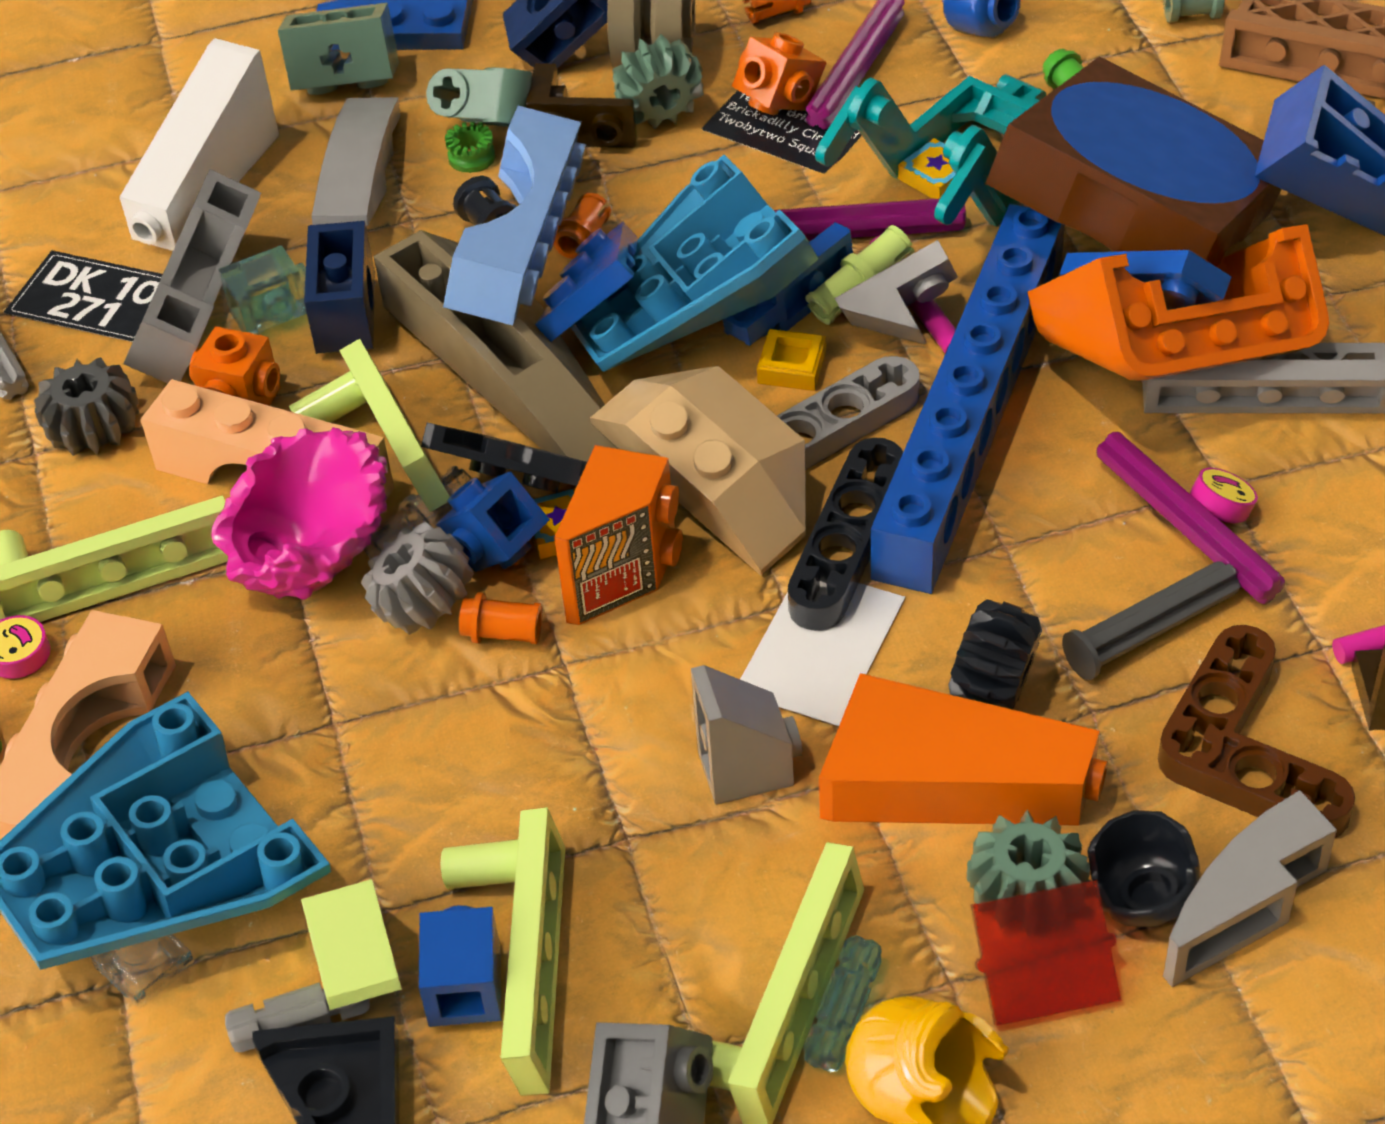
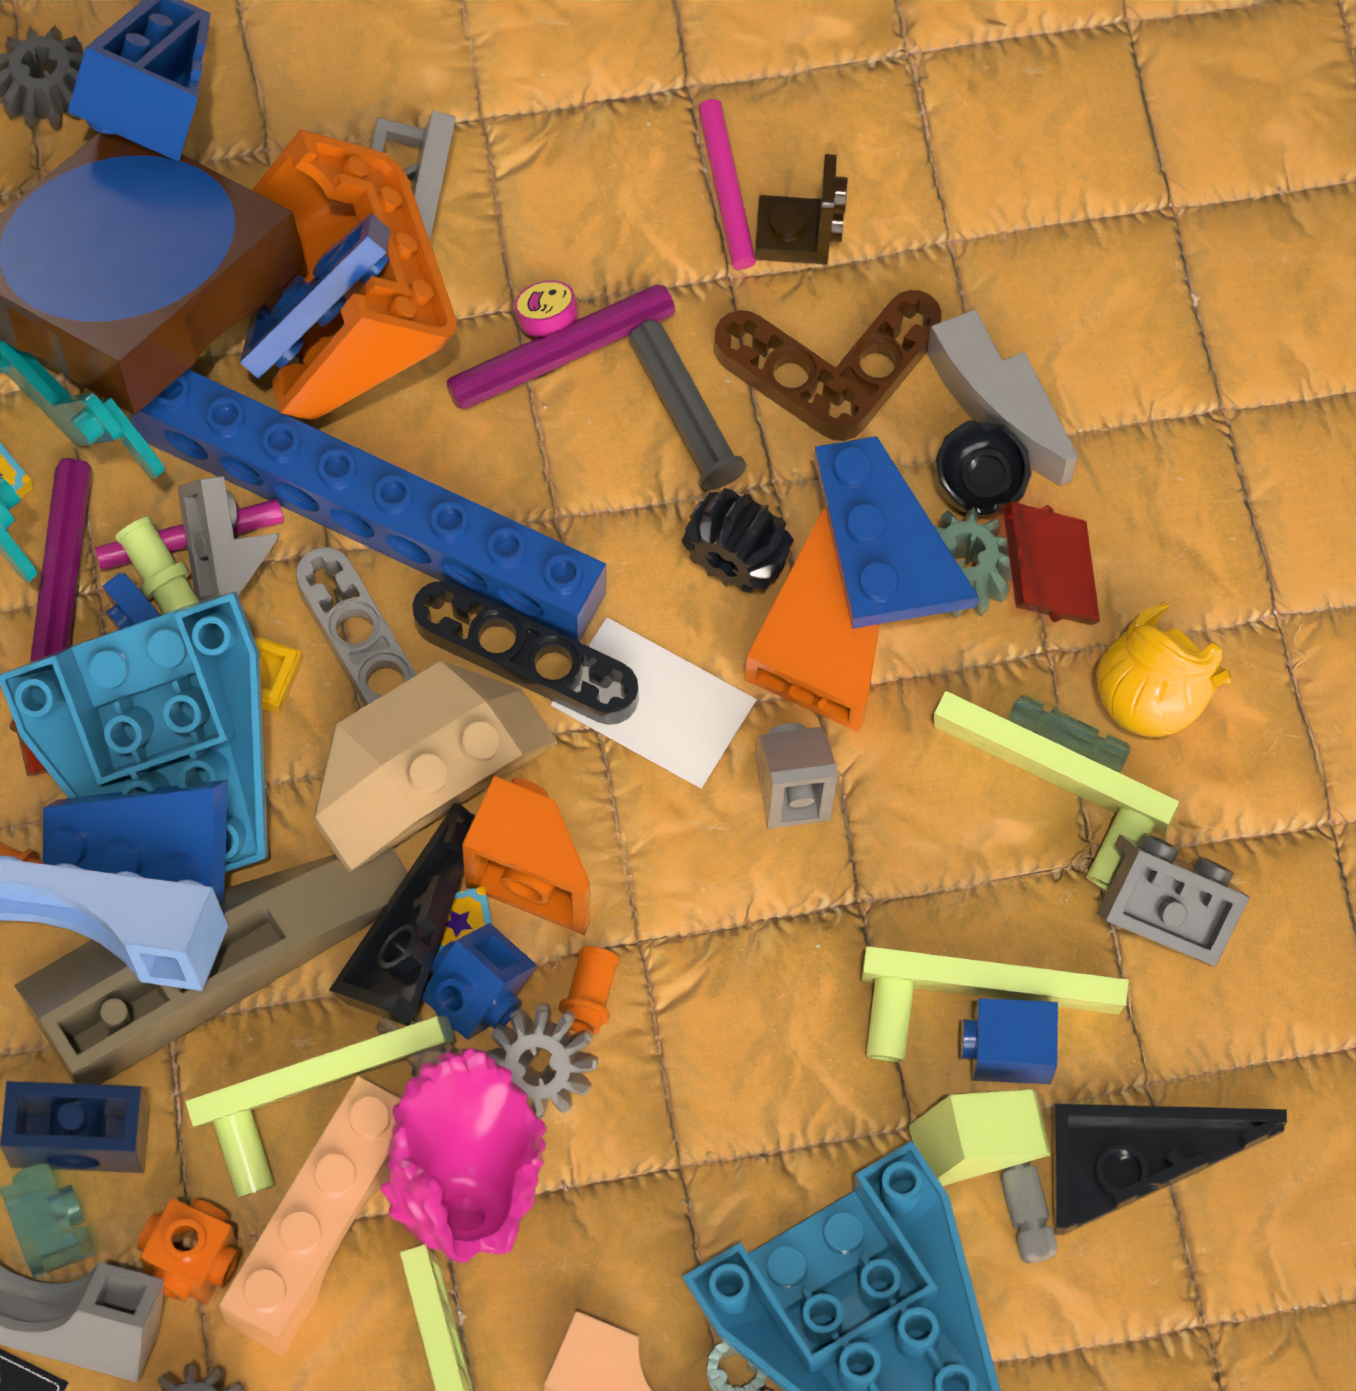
camera: 90 degrees left, 20 degrees up
(1011, 765) = (884, 540): none -> blue wing

